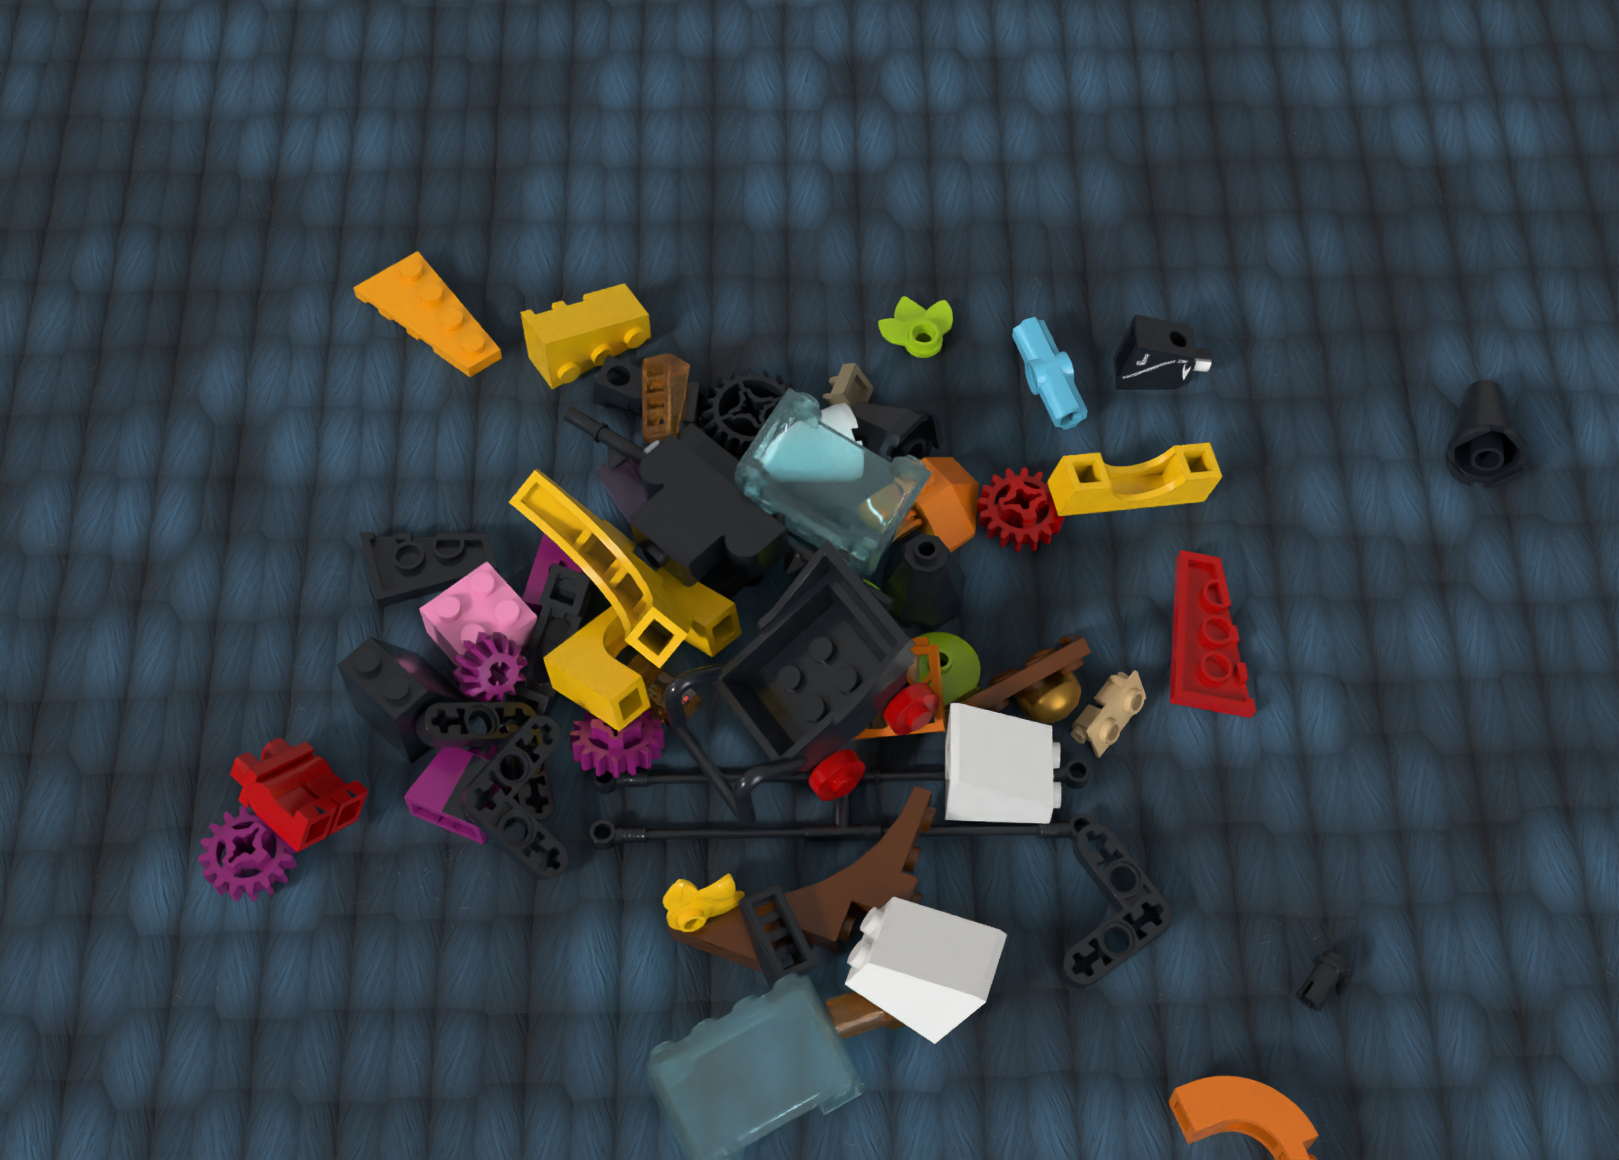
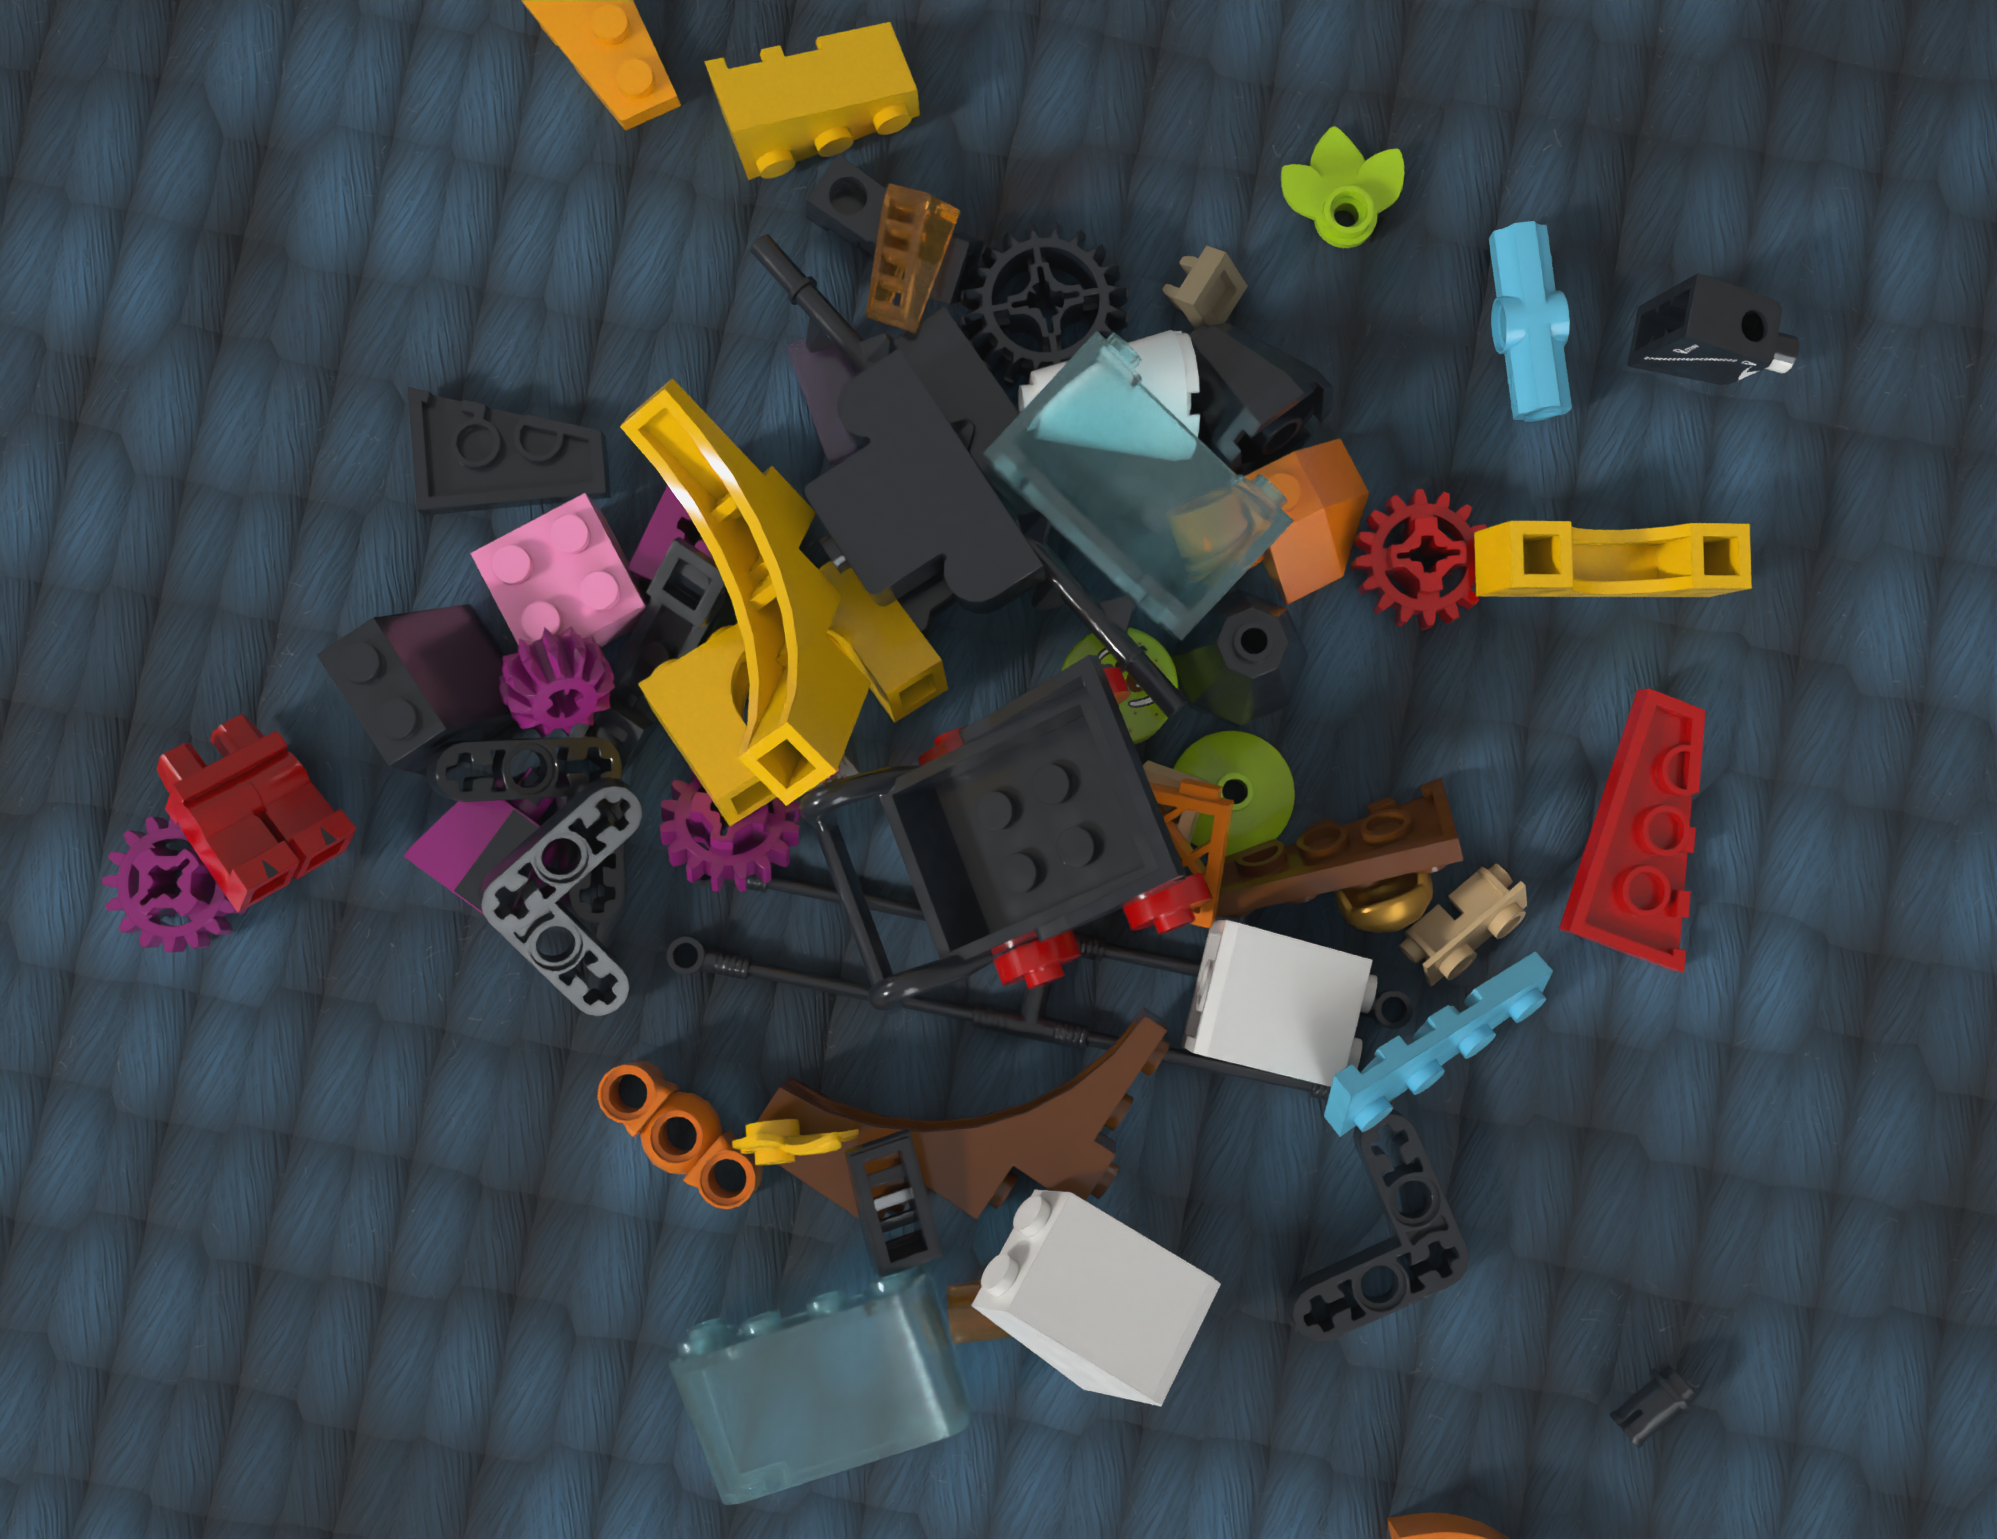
camera: 15 degrees right, 25 degrees up
(608, 926) = (651, 1123): none -> orange piece
(1096, 781) = (1365, 1096): none -> medium azure wing

